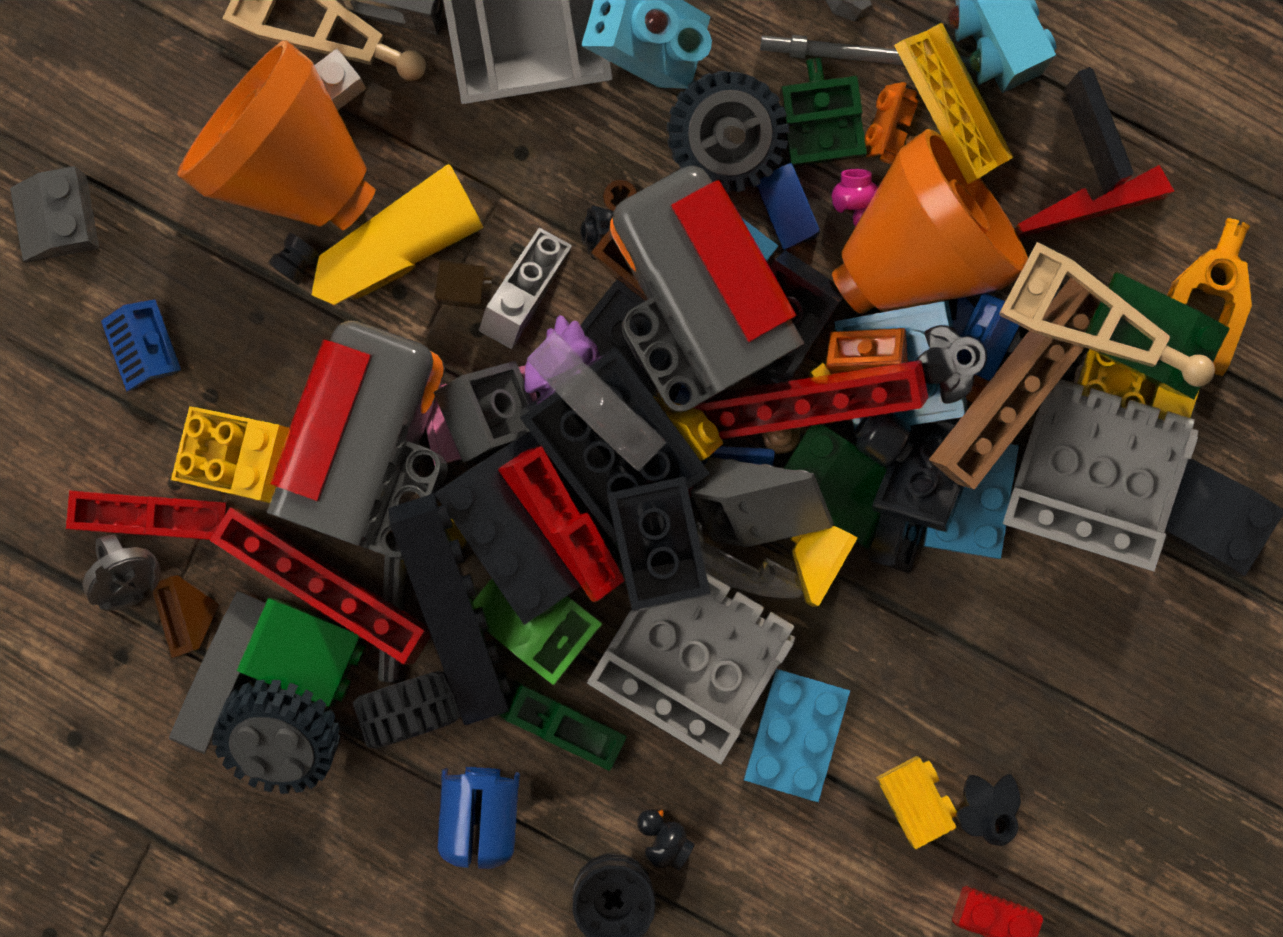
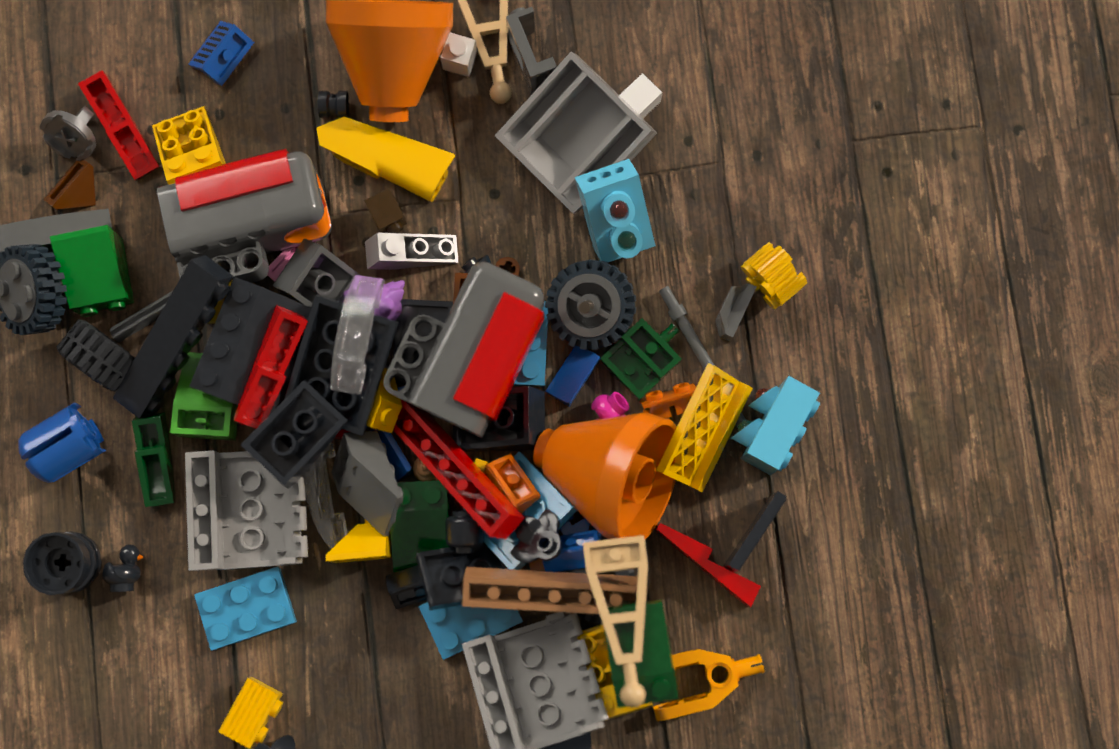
camera: 55 degrees right, 5 degrees down
(322, 586) = (140, 253): red brick -> none

